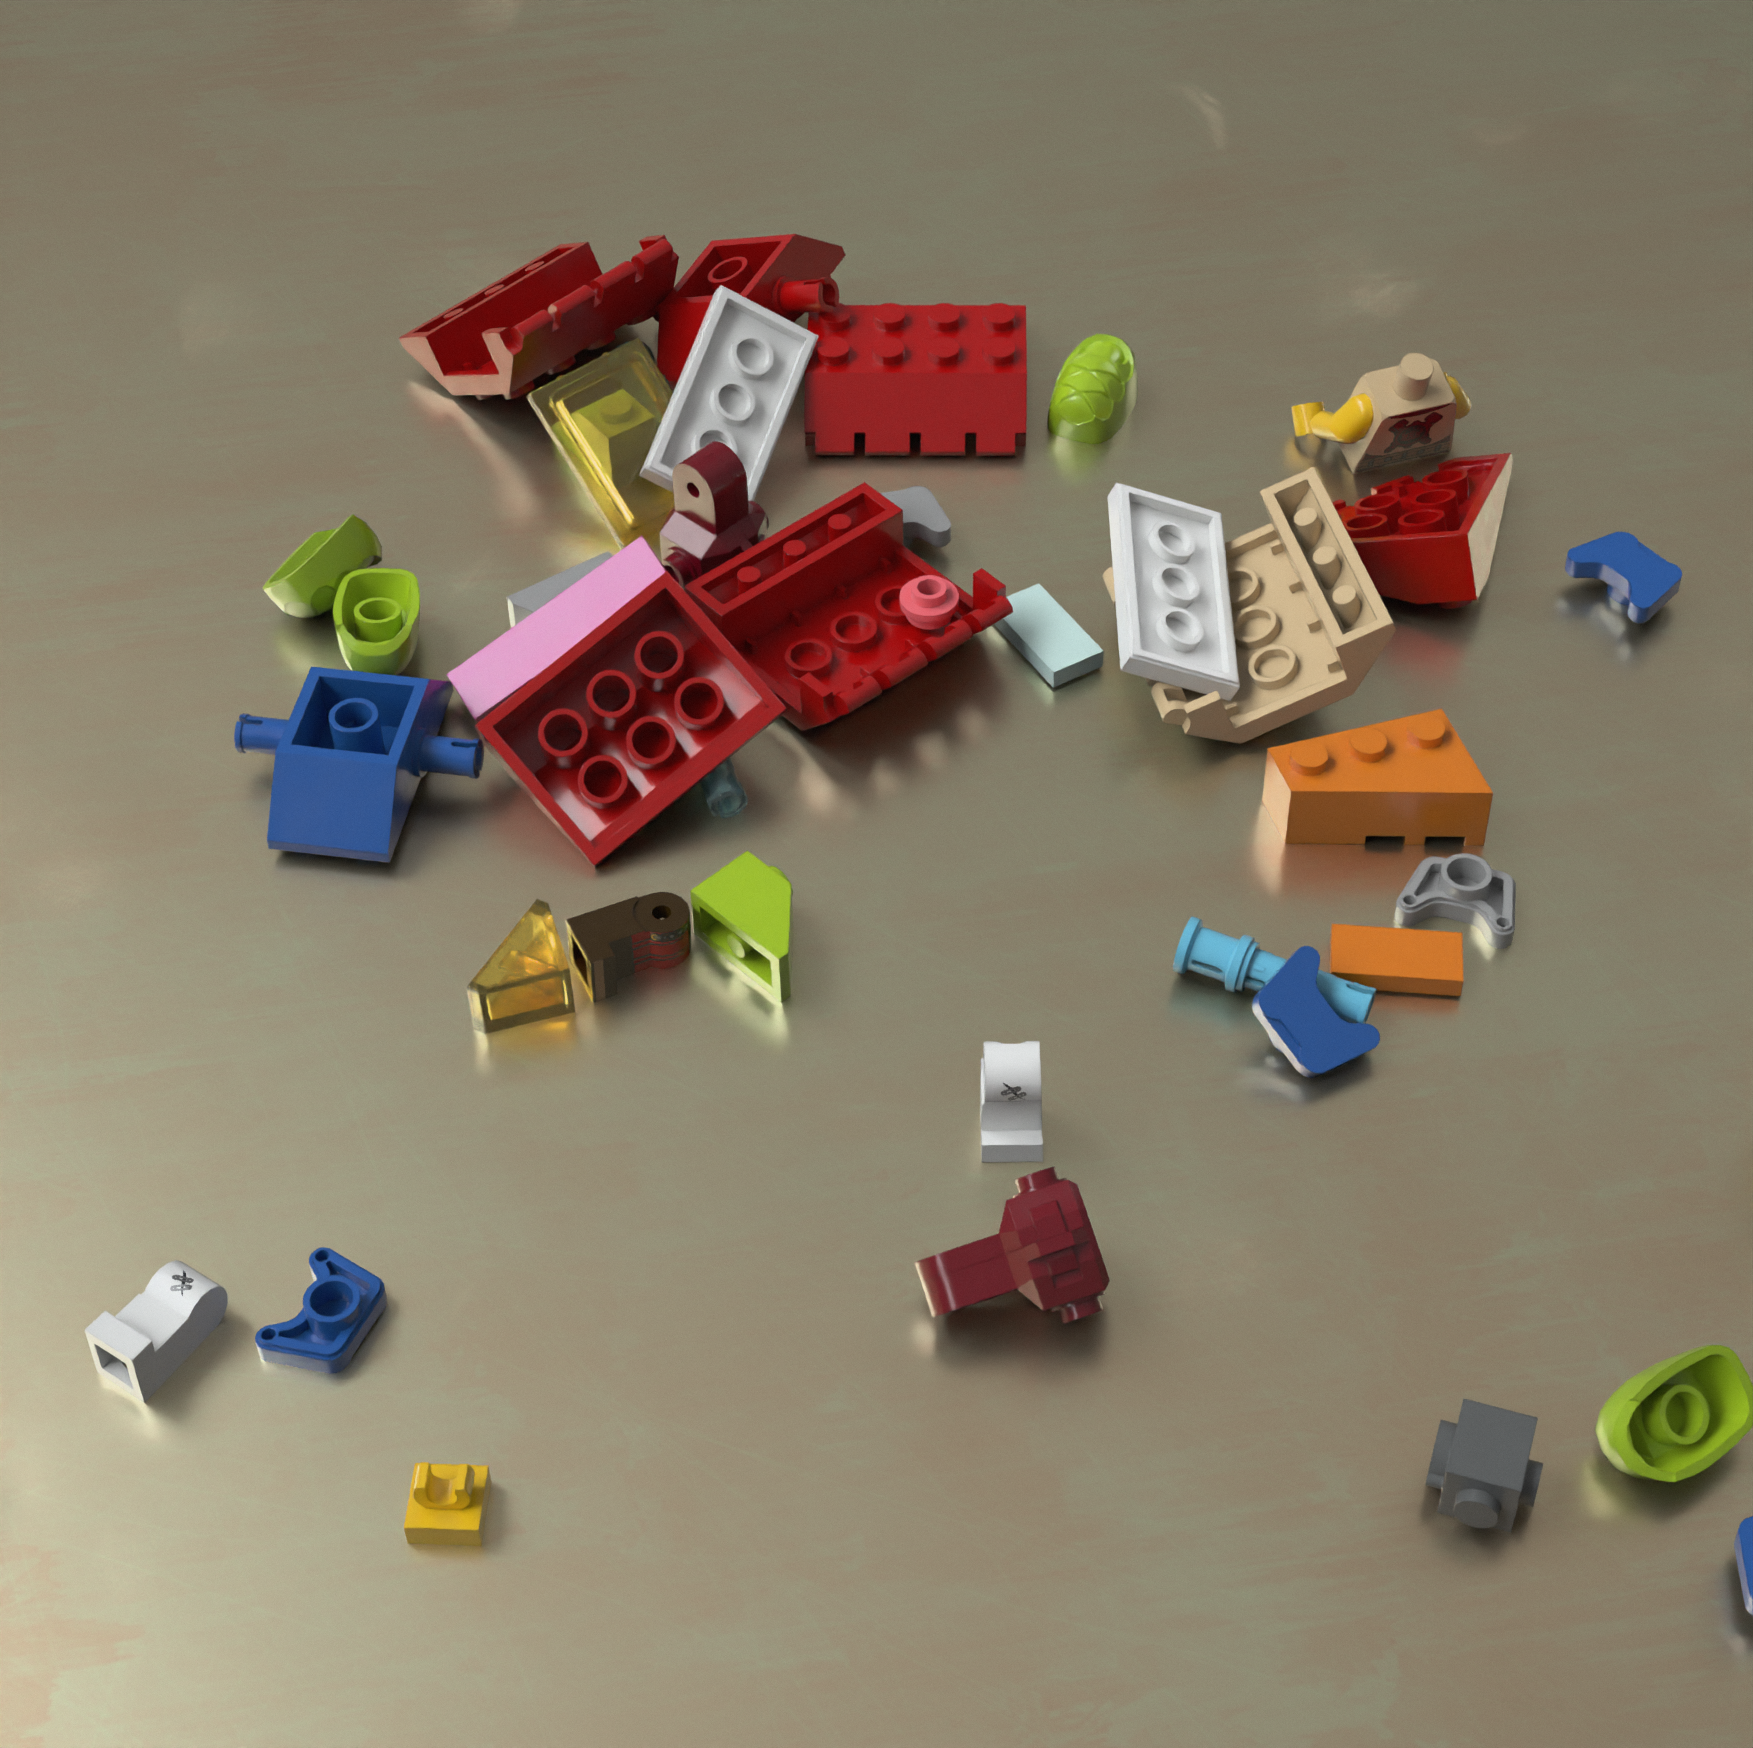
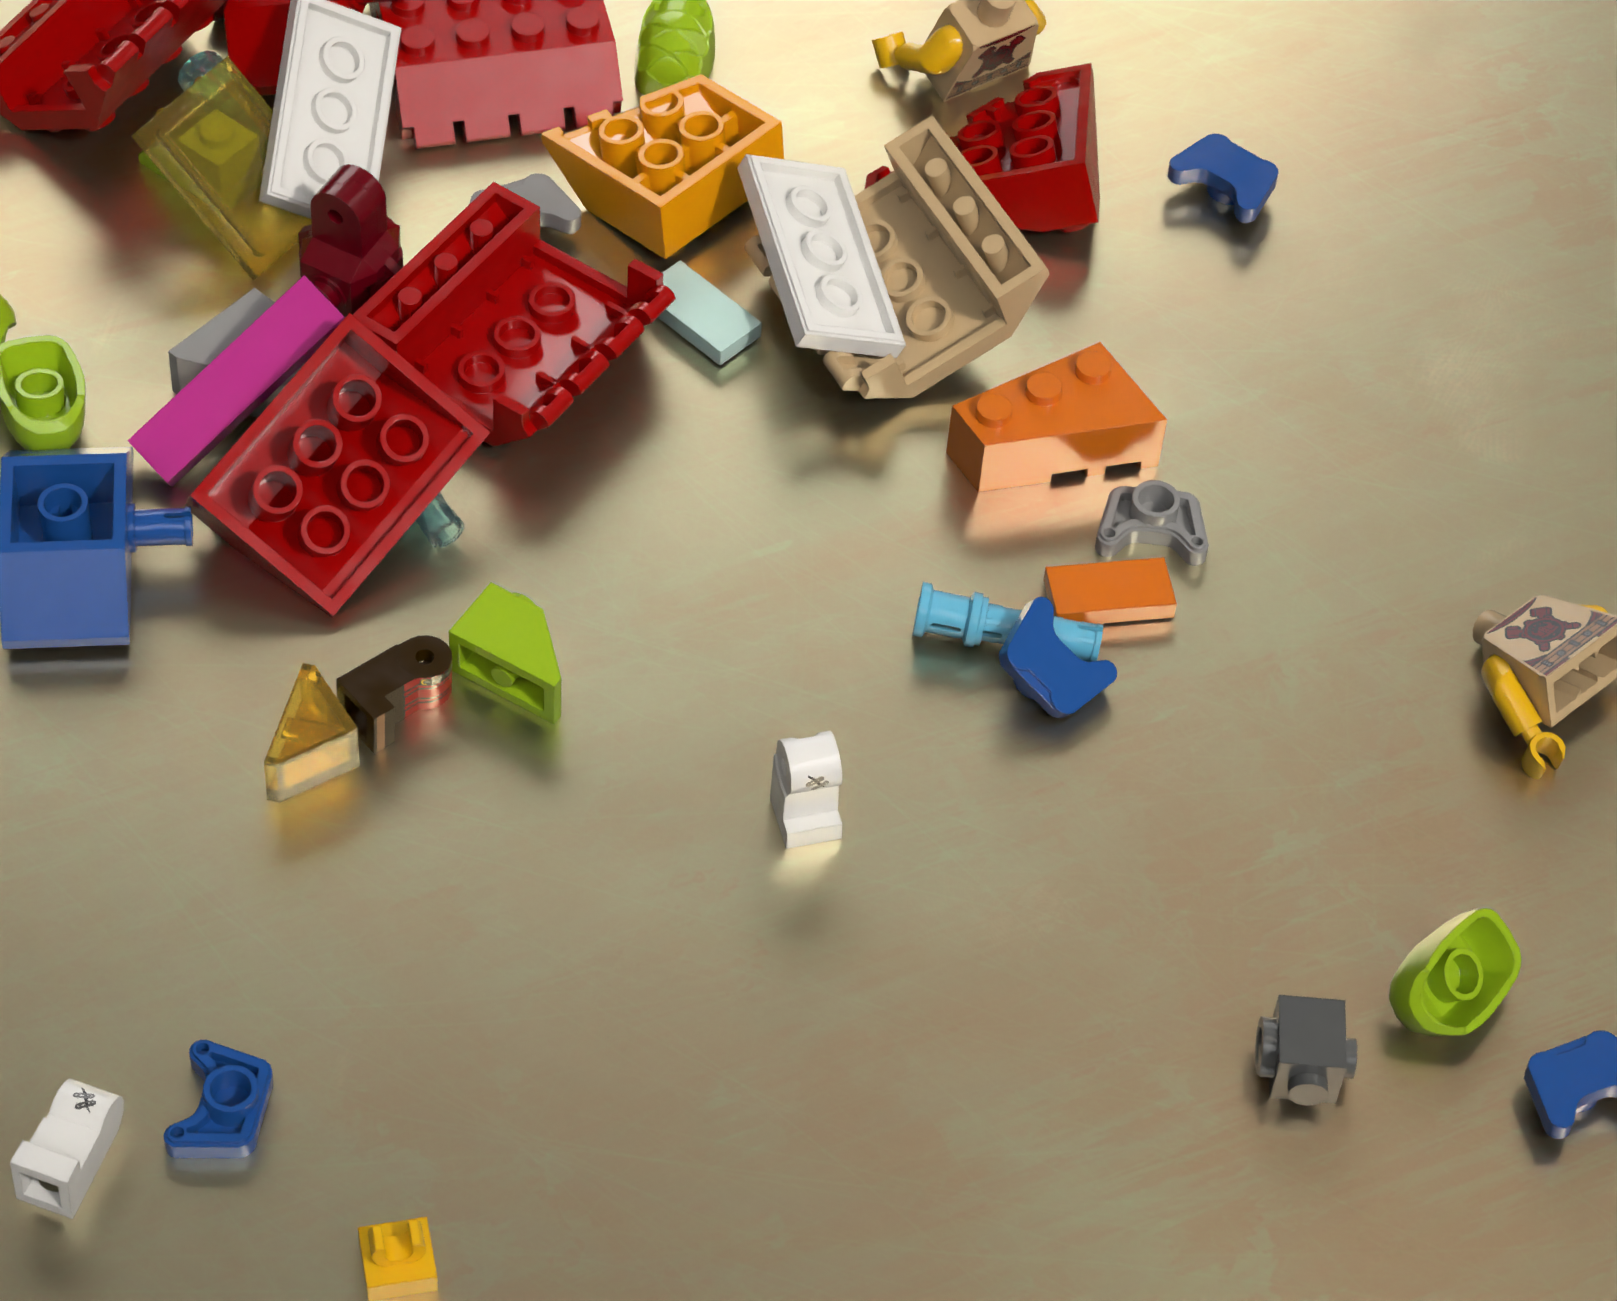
camera: 20 degrees left, 5 degrees up
(929, 601) = (586, 297): coral plate -> none
(1040, 1250) = (874, 925): dark red piece -> none
(1046, 493) = (667, 164): none -> light orange wedge

